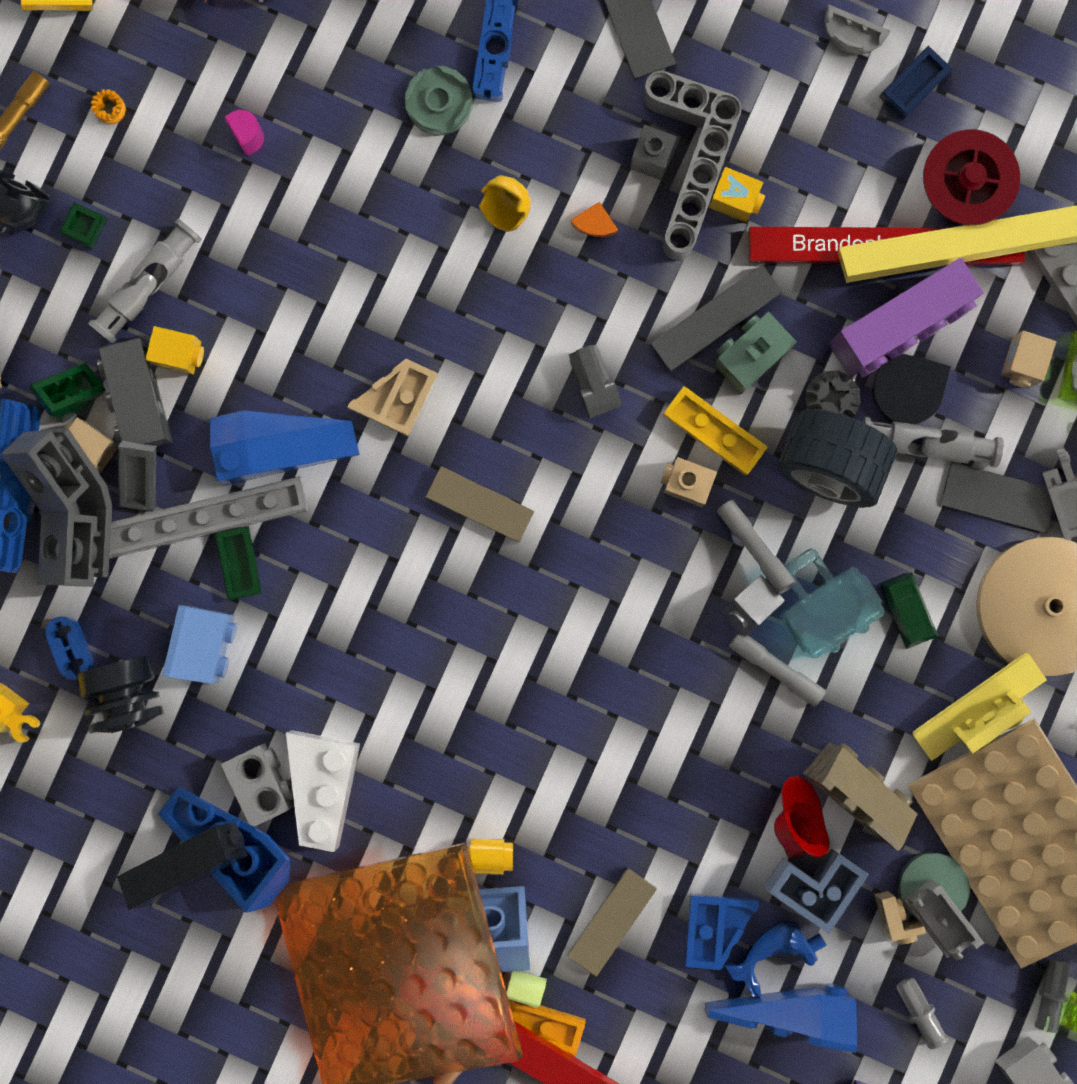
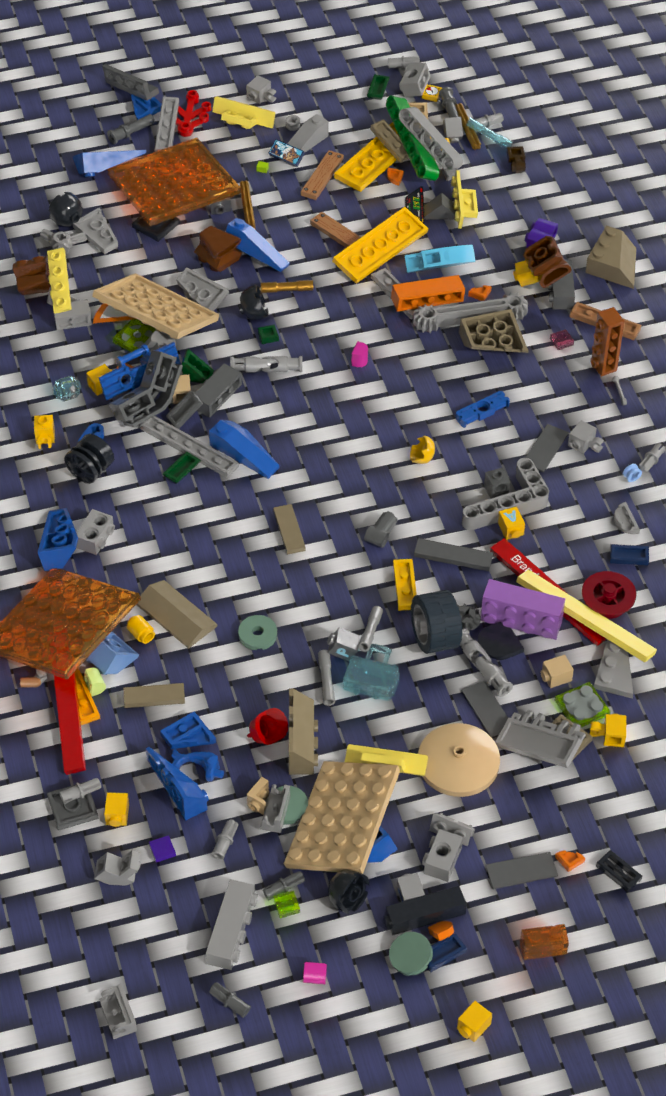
camera: 50 degrees right, 35 degrees down
(99, 103) = (321, 308): light orange bush -> none
(174, 350) = (247, 390): yellow brick -> none
(182, 865) = (37, 522): black brick -> none
(199, 645) = (134, 470): medium blue slope -> none
(321, 786) = (114, 552): white wedge -> none
(397, 397) = (305, 471): tan wing -> none
(438, 100) = (440, 407): sand green tile -> none
(494, 779) = (175, 613): none -> dark tan slope
(595, 222) = (448, 487): orange tile -> none
(643, 704) = (257, 623): none -> sand green tile
(688, 481) = (374, 589): tan brick -> none
(754, 352) = (452, 574): sand green brick -> none
(823, 895) = (242, 755): sand blue brick -> none
(909, 610) = (402, 710): dark green tile -> none

